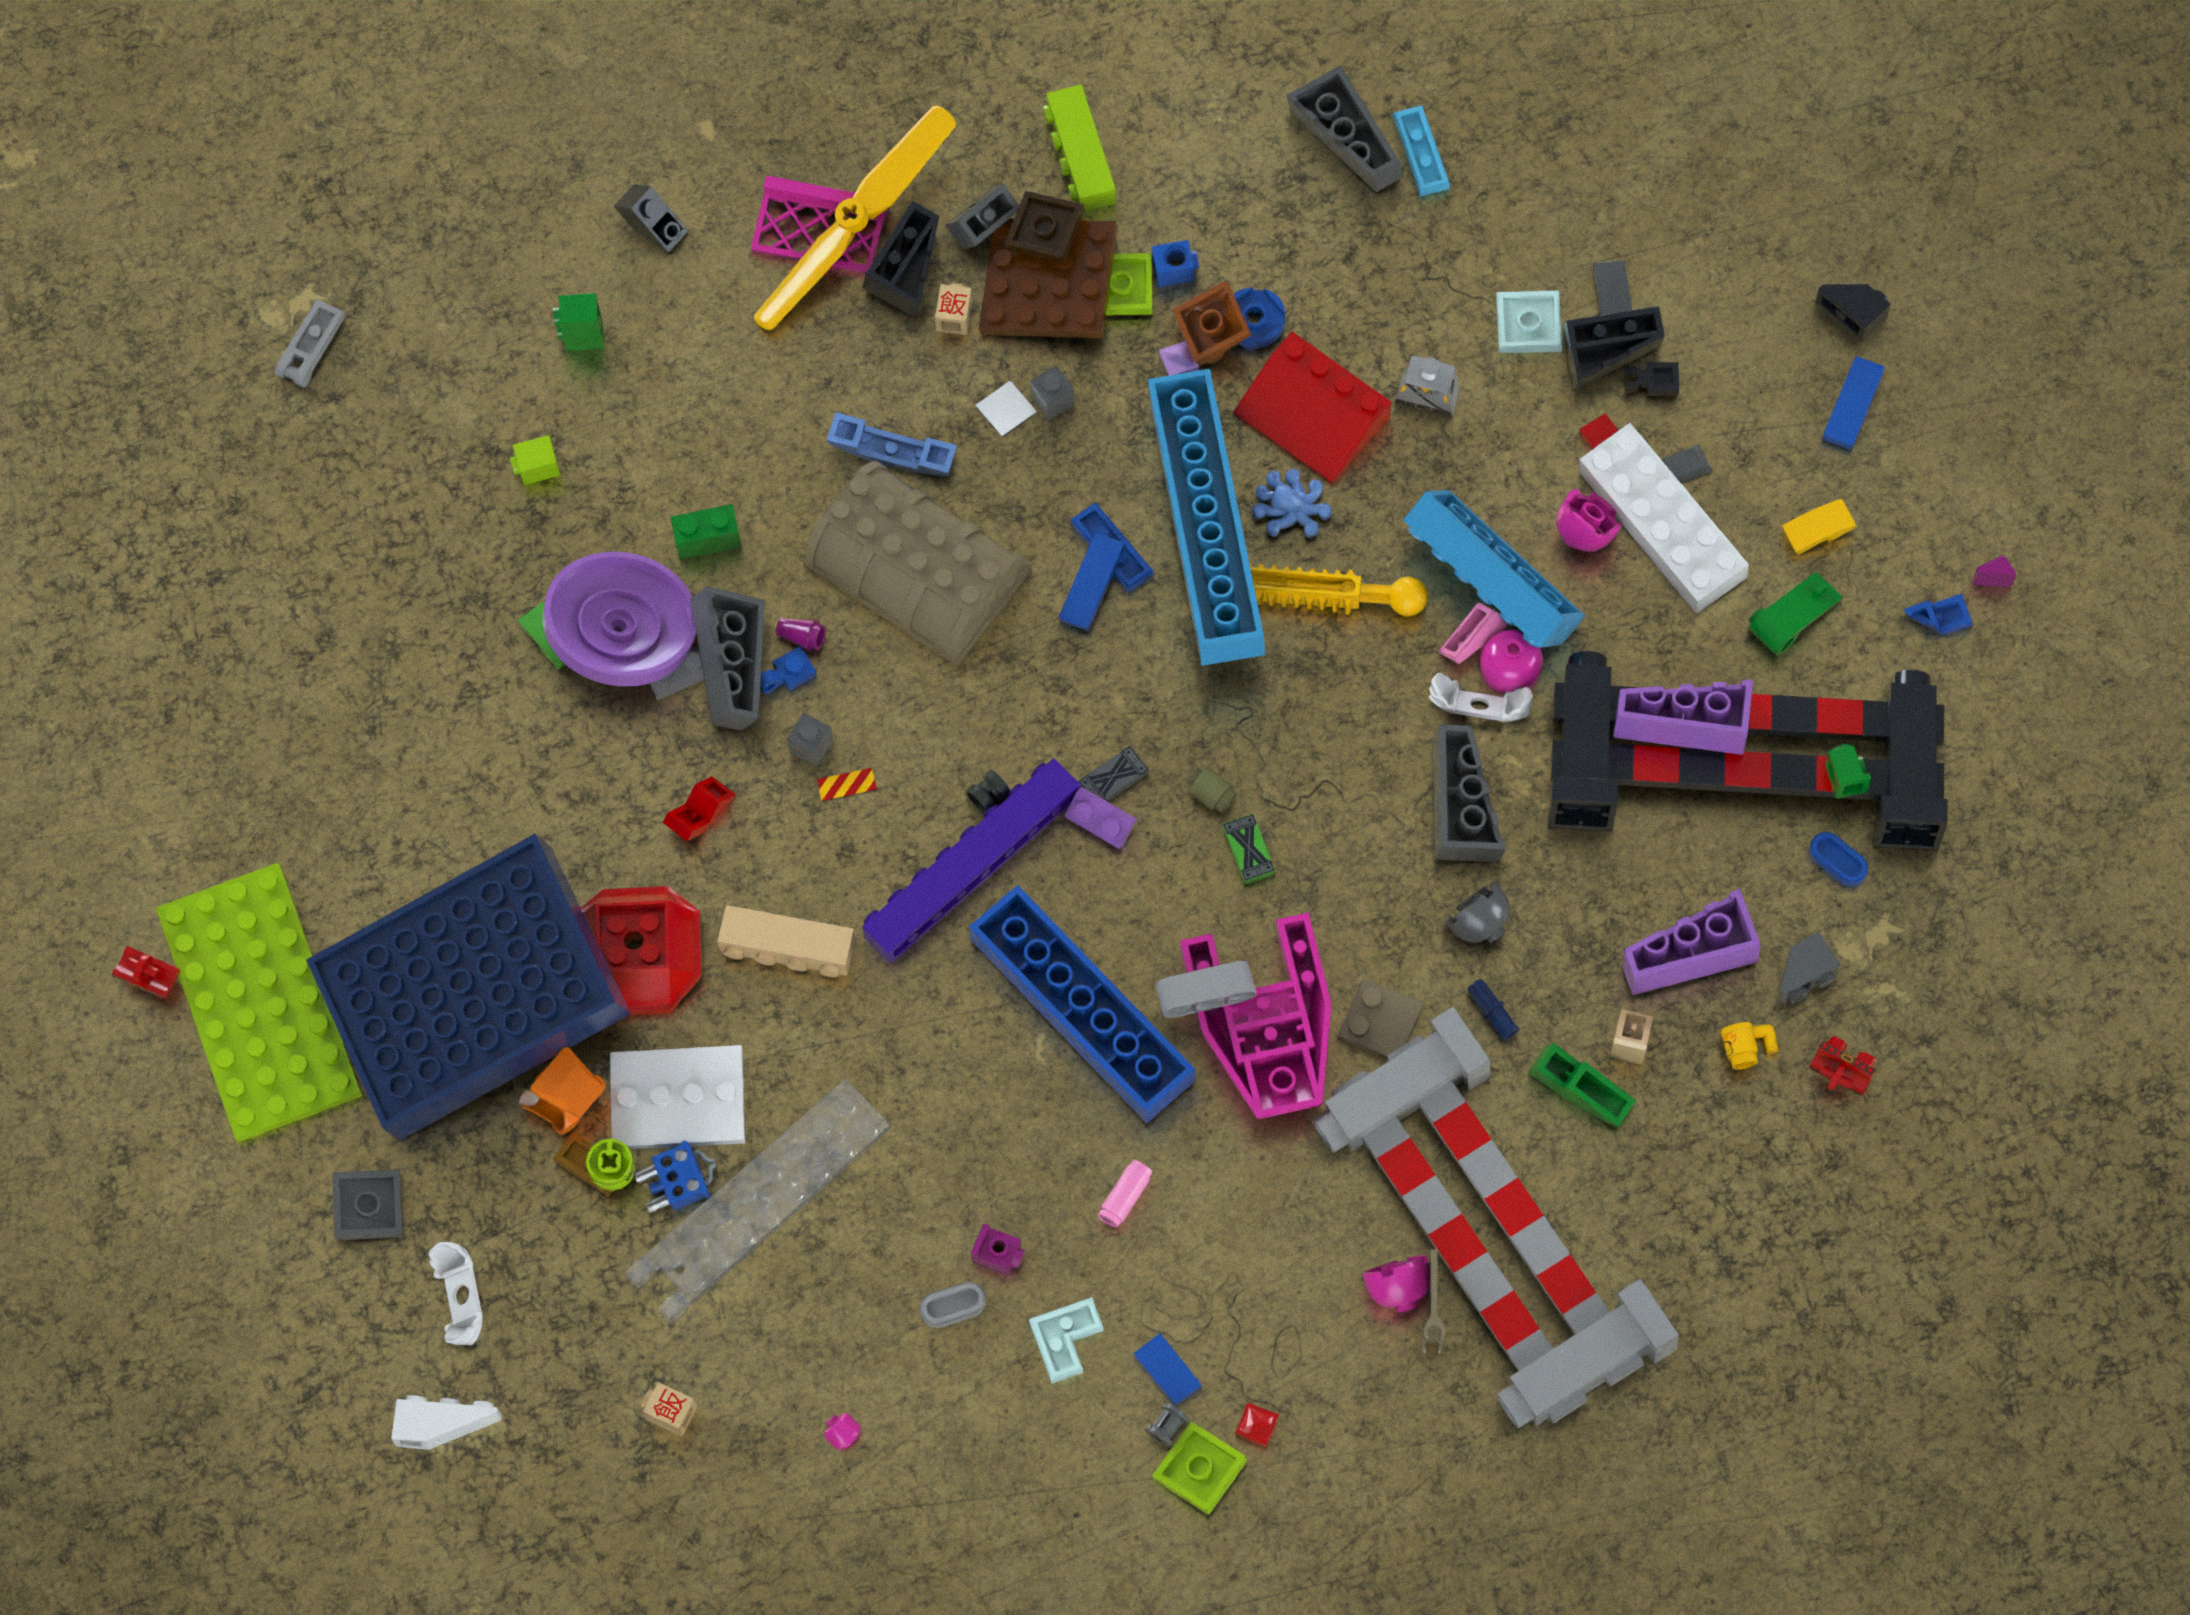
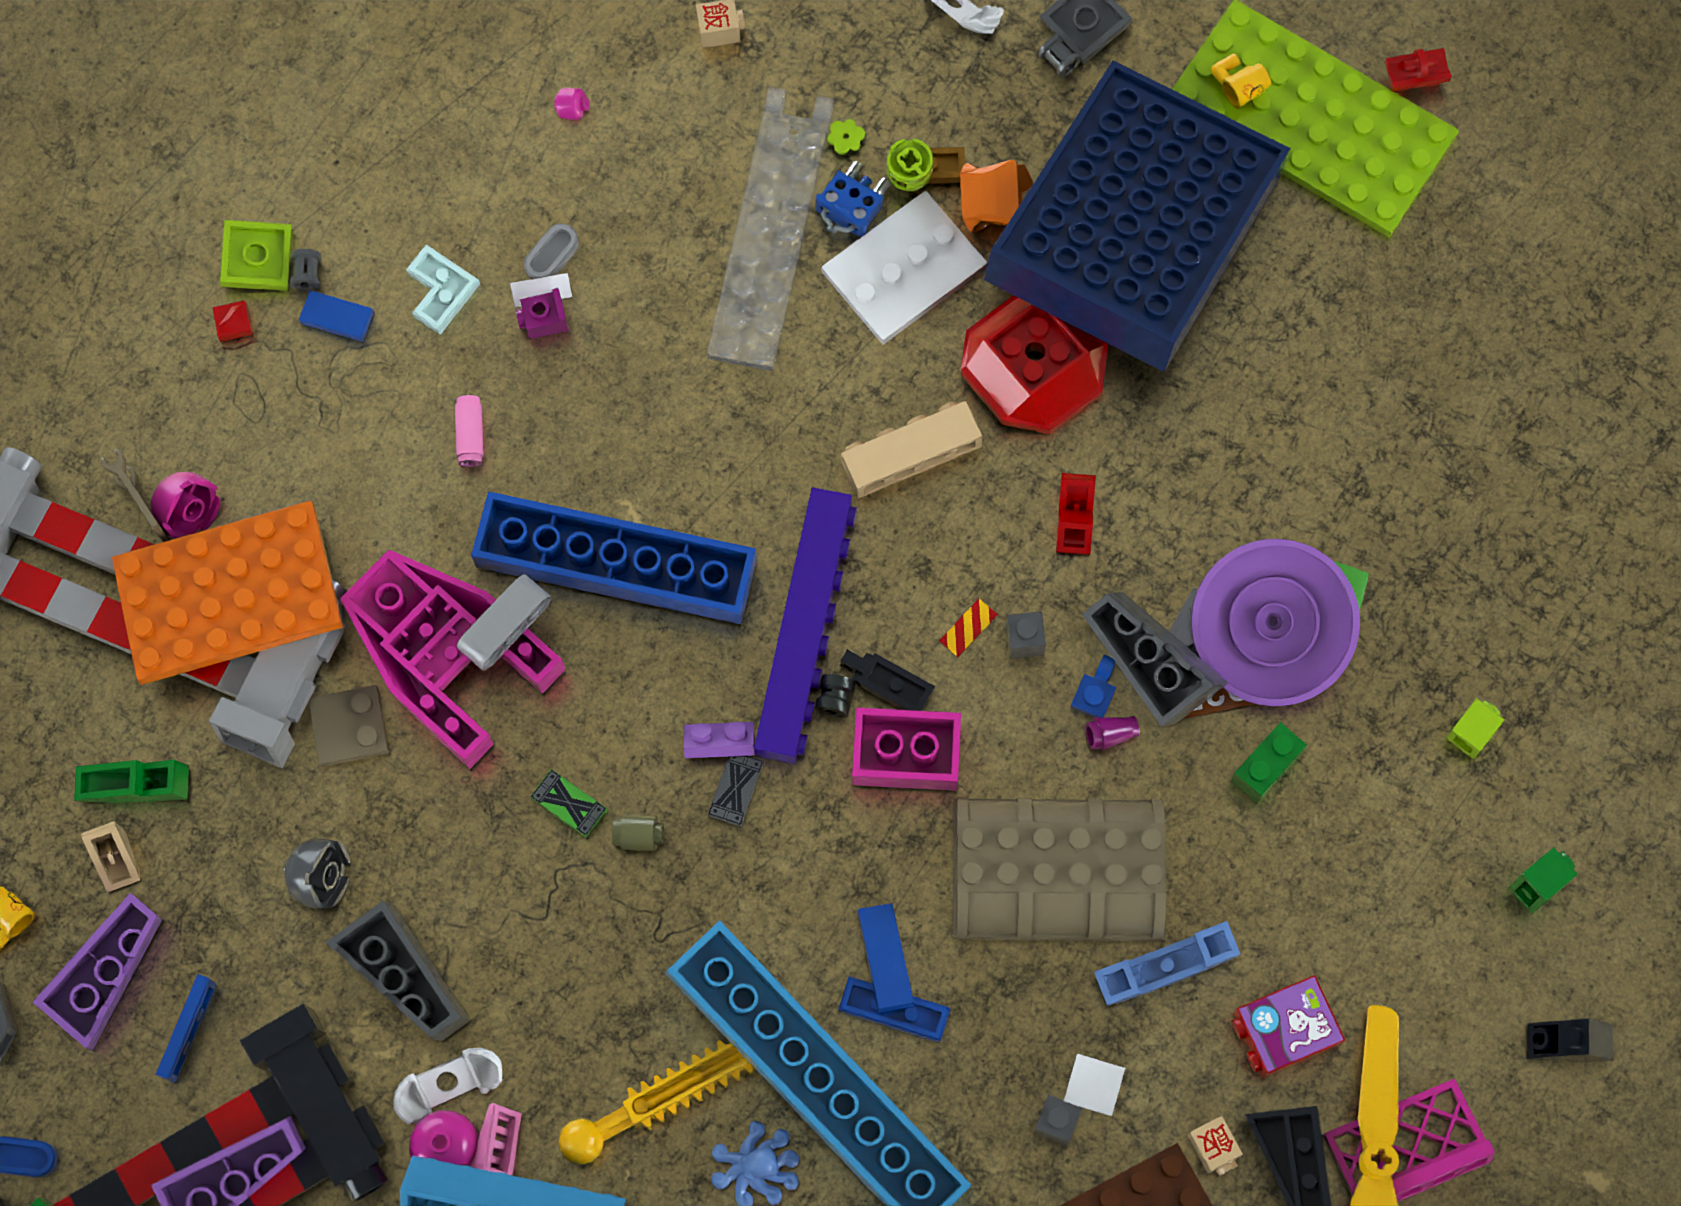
camera: 145 degrees right, 5 degrees up
(293, 1046) = (1242, 85): none -> yellow piece
(414, 1186) = (1059, 56): none -> dark grey bush
(638, 1232) = (845, 129): none -> lime plant
(840, 351) = (1287, 1027): none -> brick
(939, 777) = (888, 681): none -> black hinge
(965, 712) = (906, 749): none -> dark pink brick
(983, 1277) = (540, 286): none -> white sticker
(1409, 1166) = (226, 592): none -> orange plate
(1493, 1009) = (253, 800): dark blue axle -> none
(1653, 866) = (186, 1028): none -> blue tile

